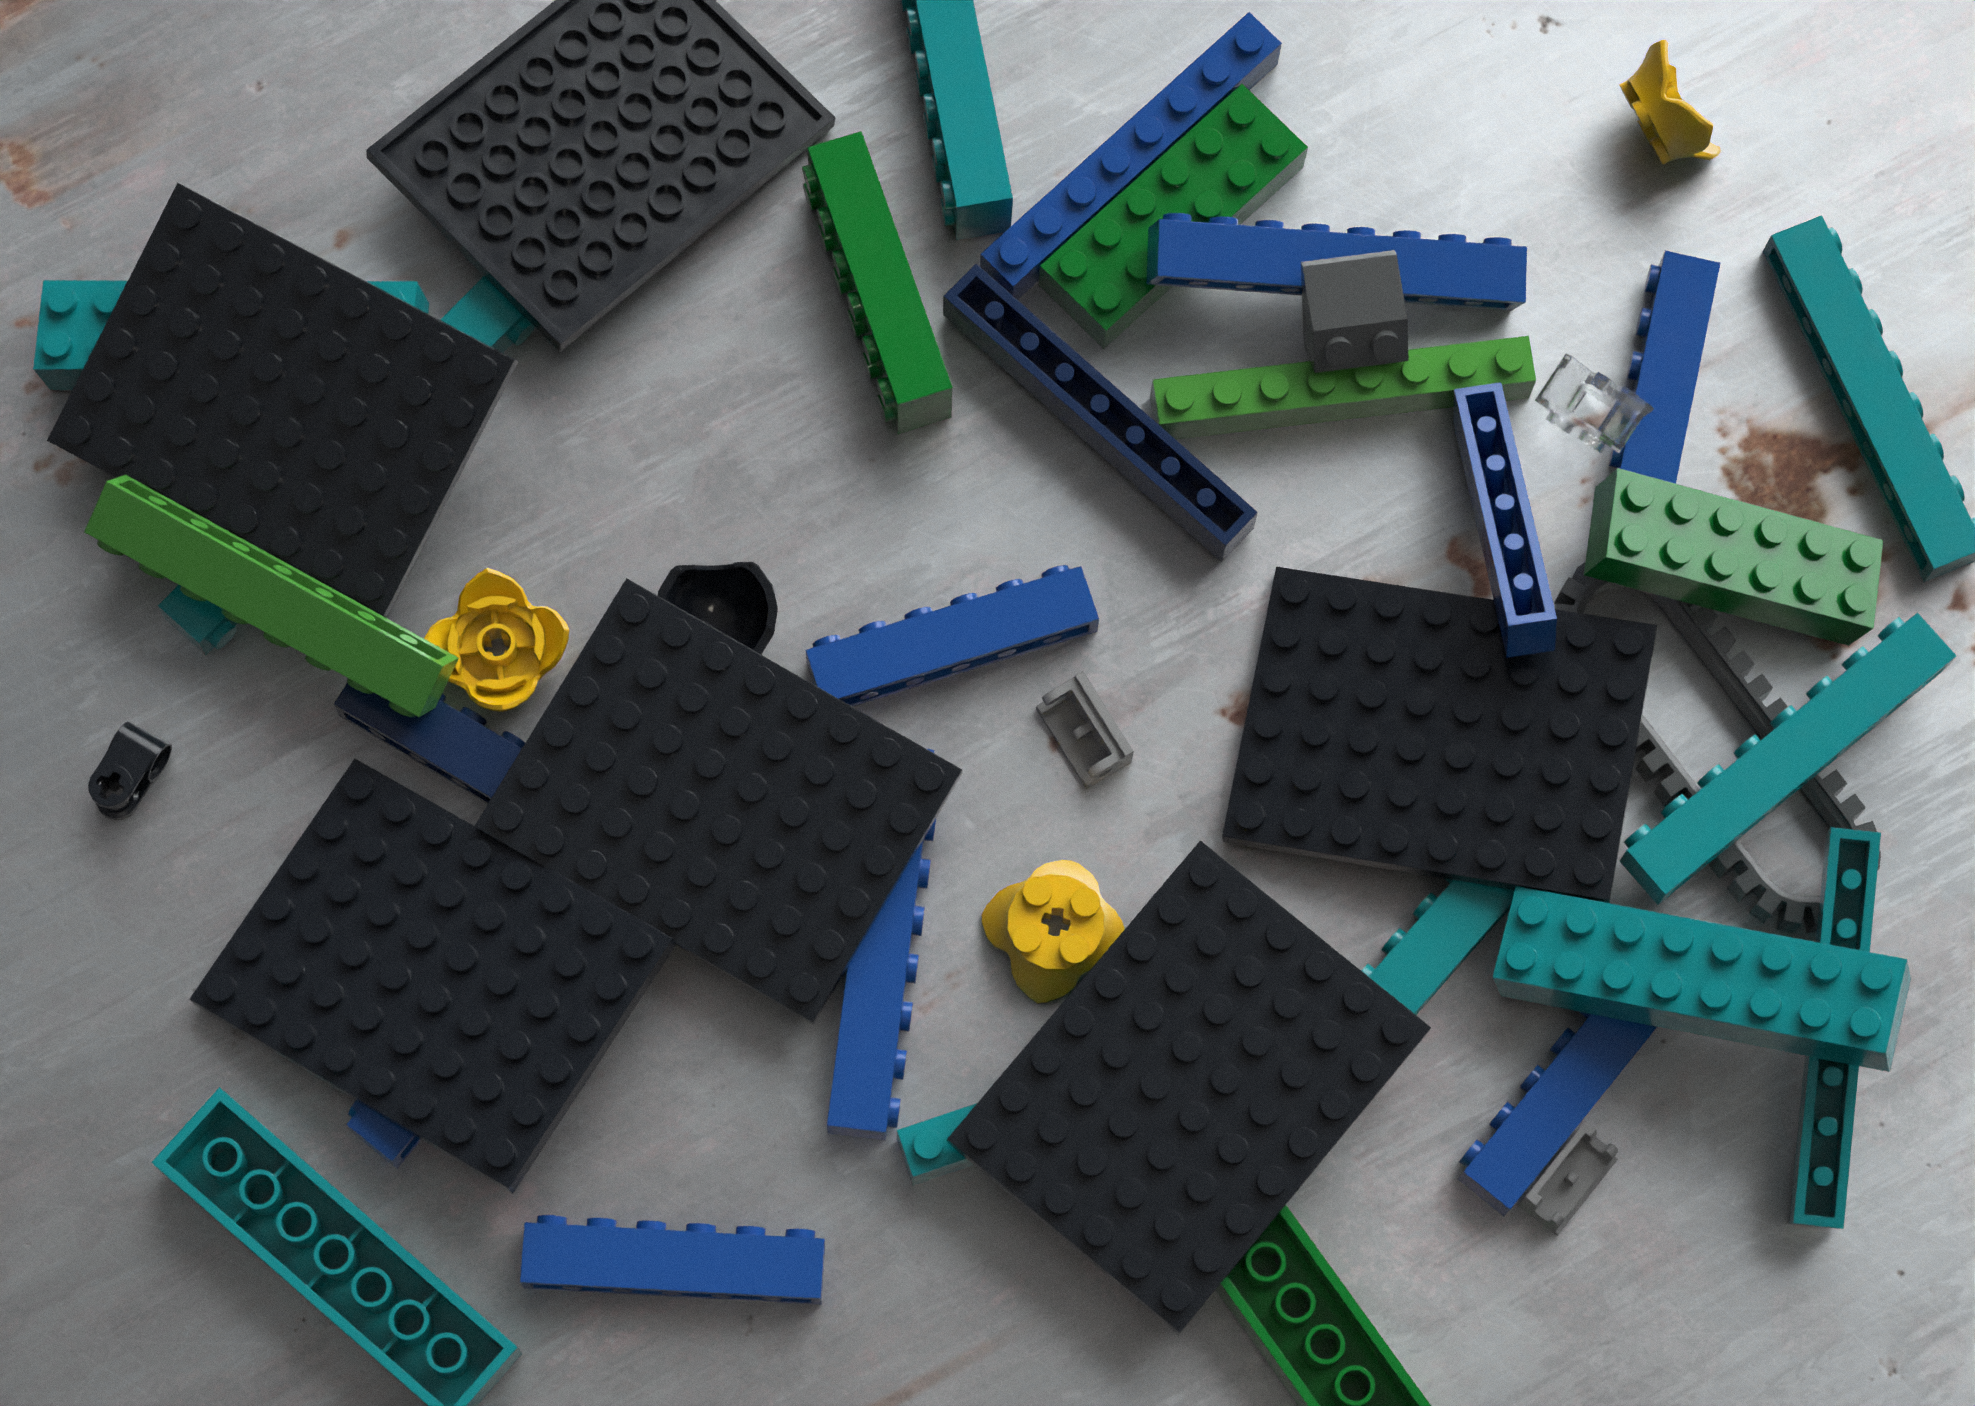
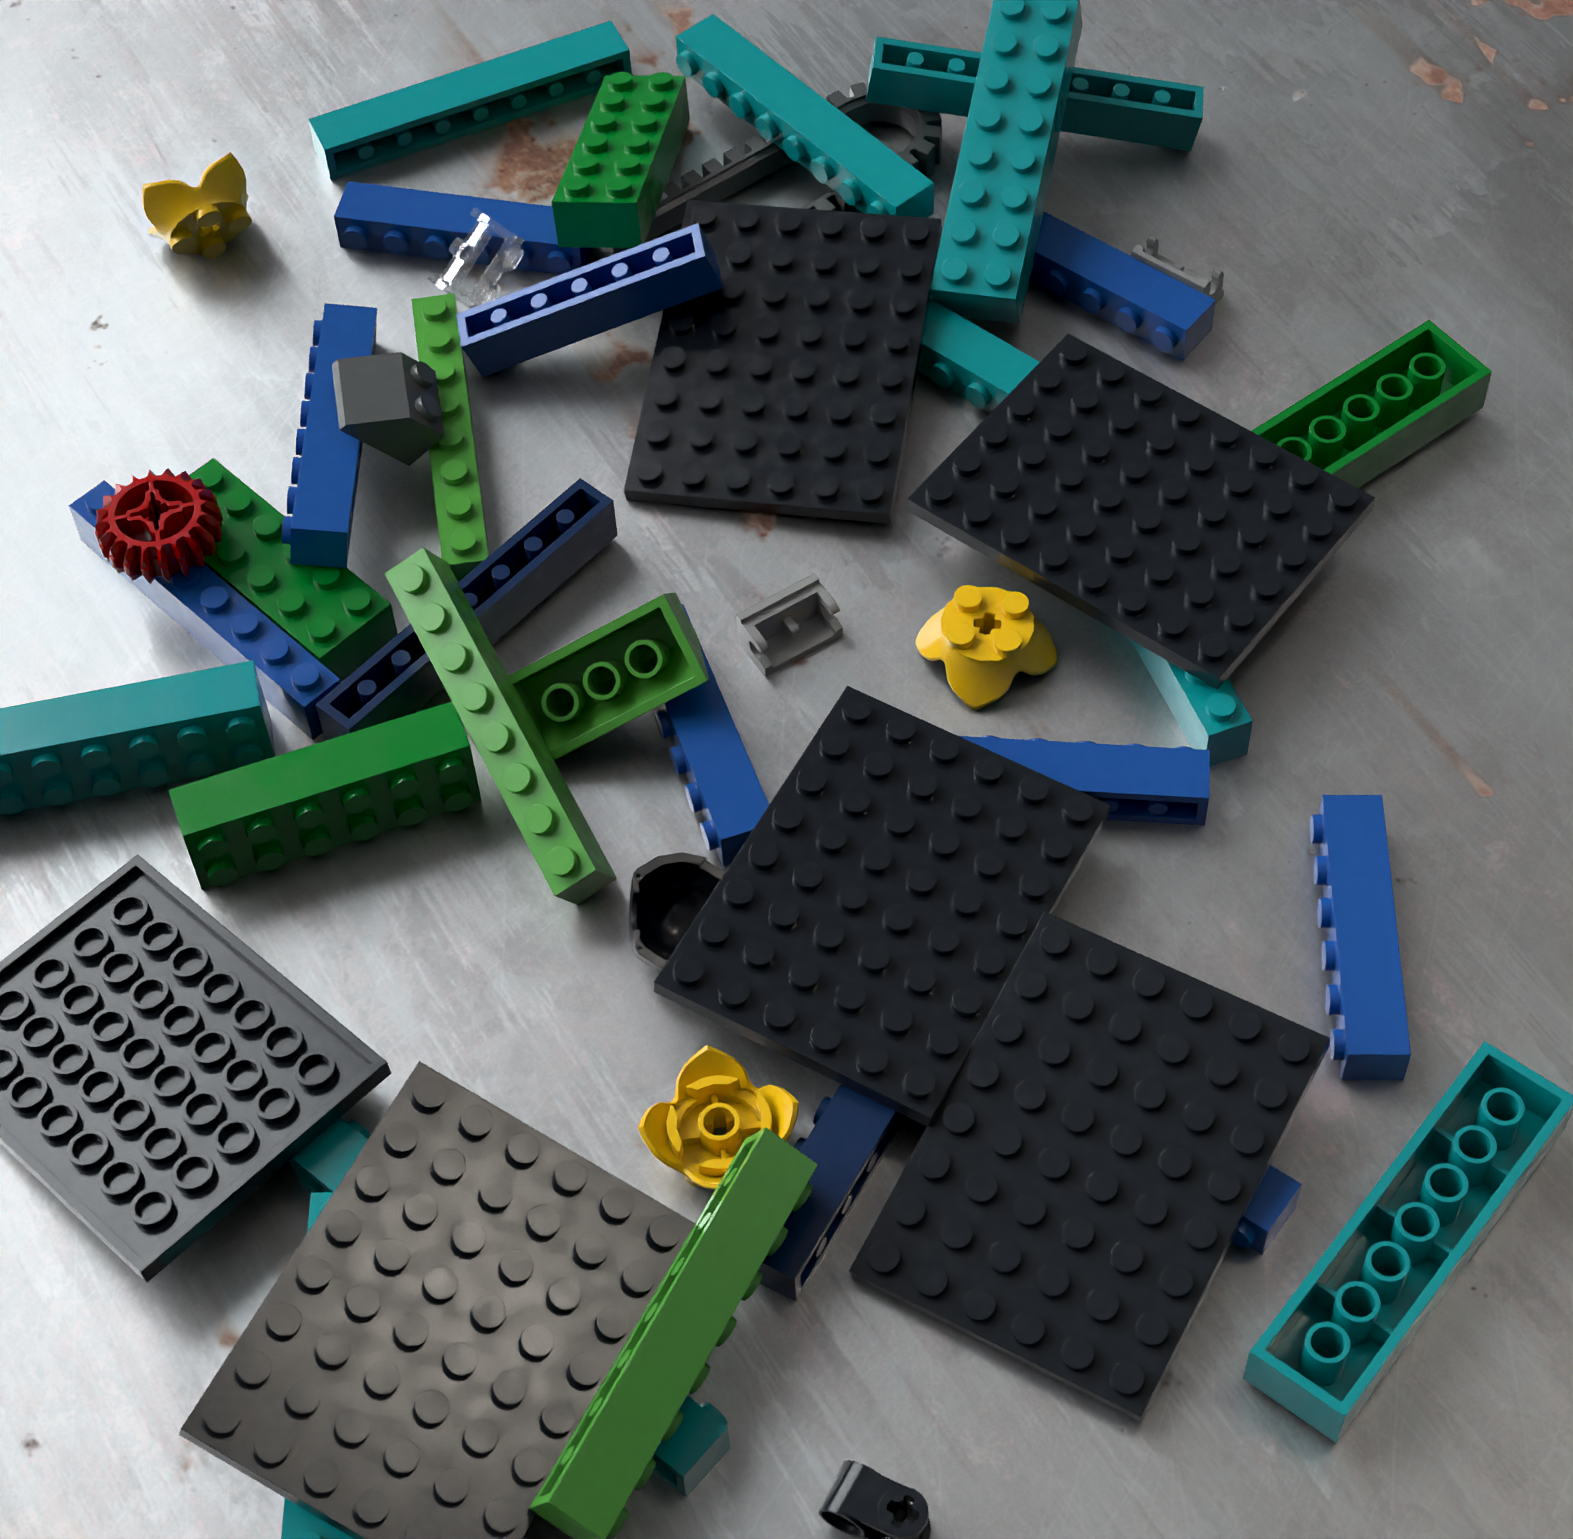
camera: 85 degrees left, 20 degrees down
(934, 434) = (500, 727): none -> bright green brick
(998, 539) = (612, 675): none -> bright green slope
(1157, 107) = (159, 525): none -> red gear

